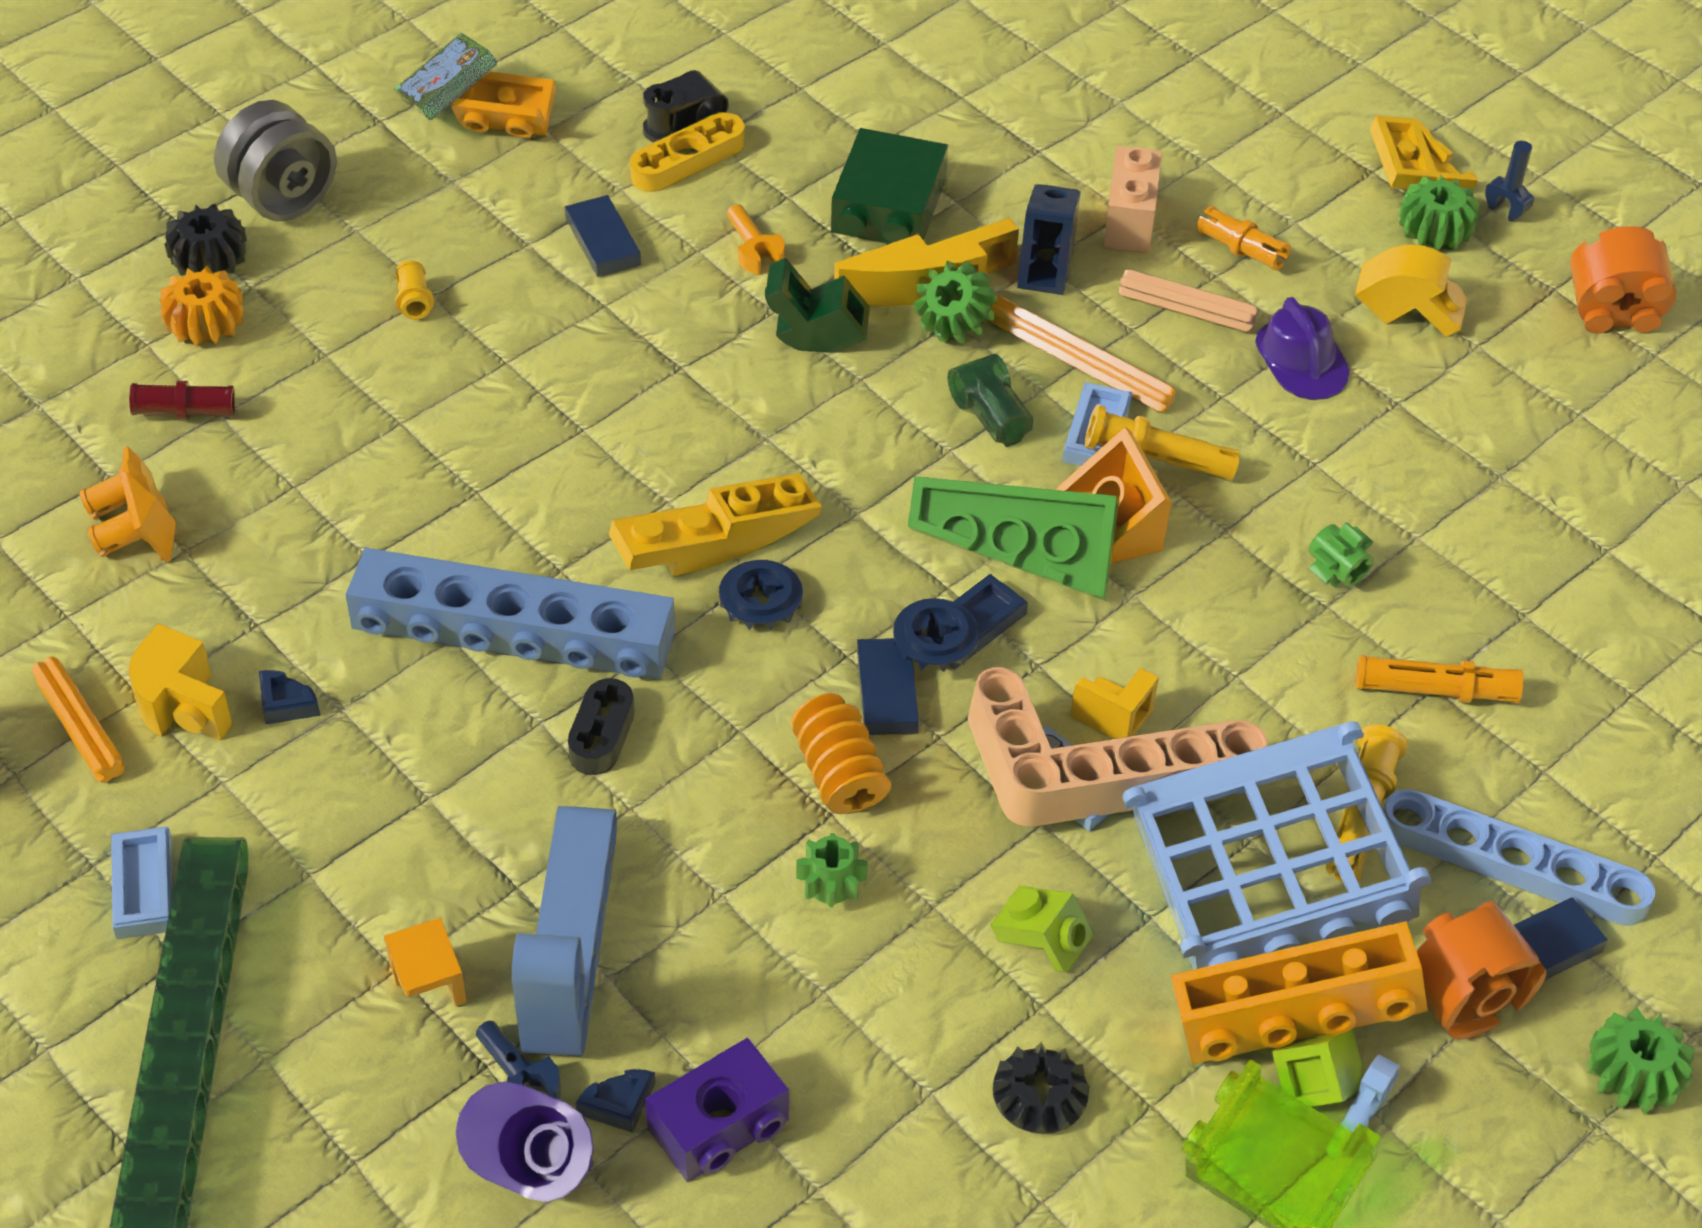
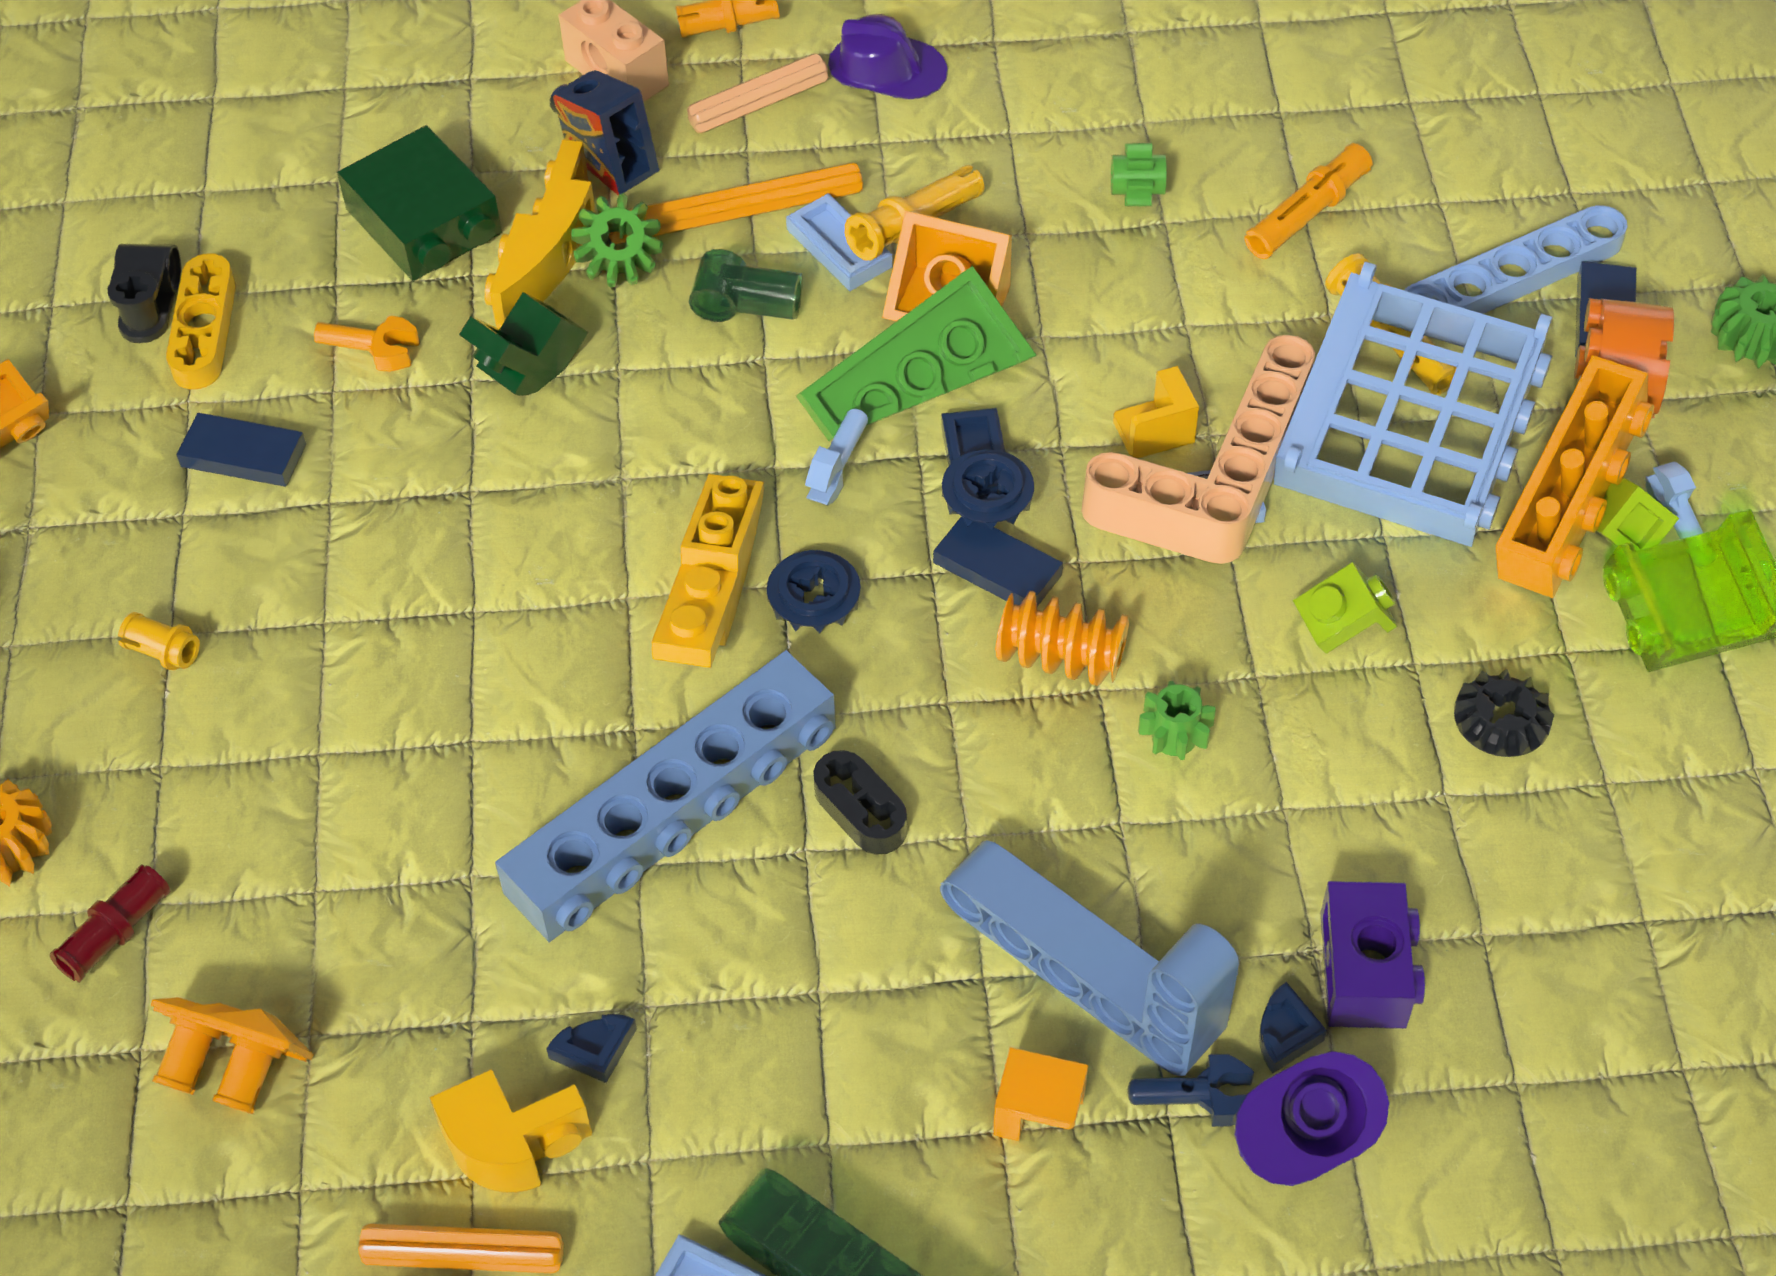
camera: 50 degrees left, 5 degrees up
(865, 537) = (827, 465): none -> light blue bar

